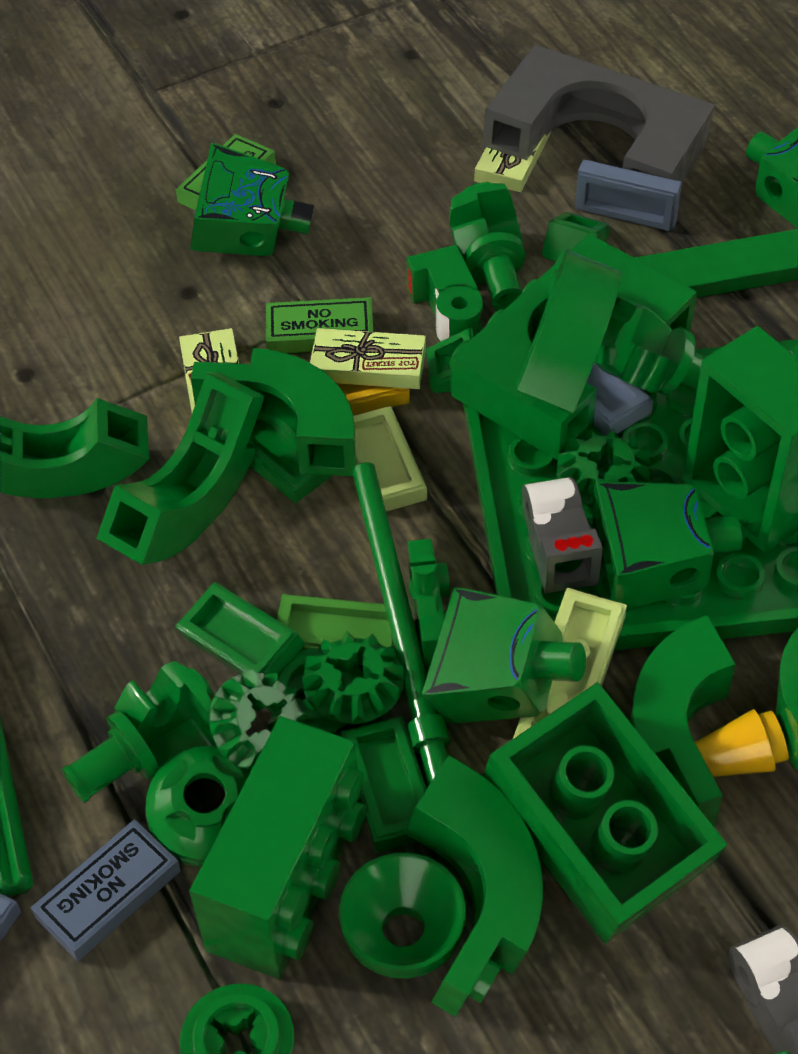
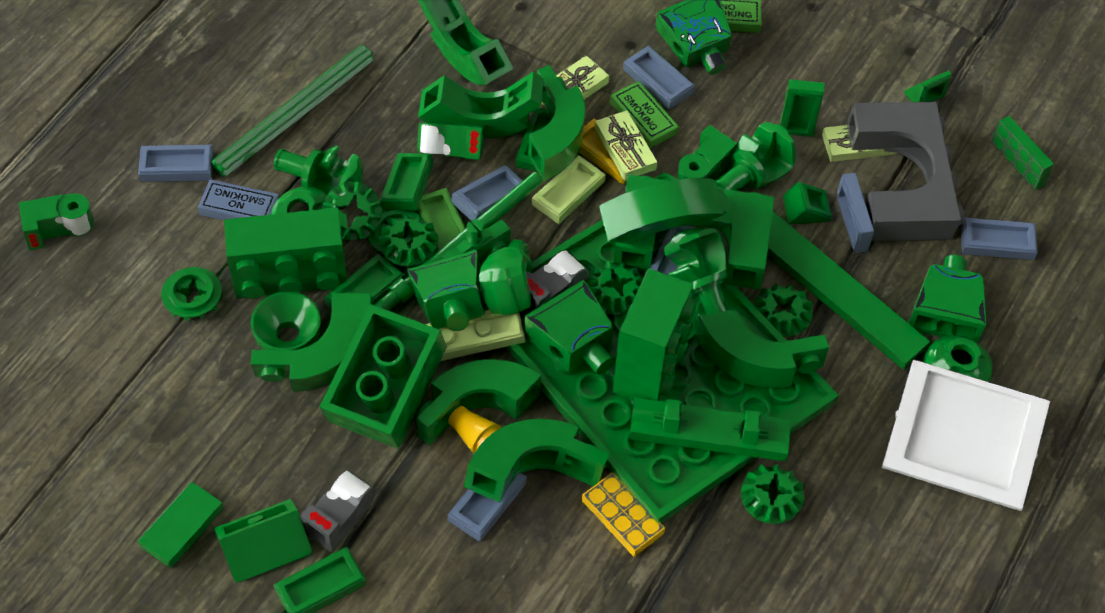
camera: 55 degrees right, 5 degrees up
(212, 541) = (451, 139): none -> green leg
(251, 285) = (659, 77): none -> sand blue tile
(333, 547) = (485, 192): none -> sand blue tile
(449, 158) = (802, 107): none -> green tile
(483, 57) = (930, 89): none -> green slope
(529, 566) = (505, 280): none -> green piece
(638, 25) = (1022, 152): none -> green tile
(732, 316) = (786, 323): none -> green gear
(741, 100) = (998, 238): none -> sand blue tile

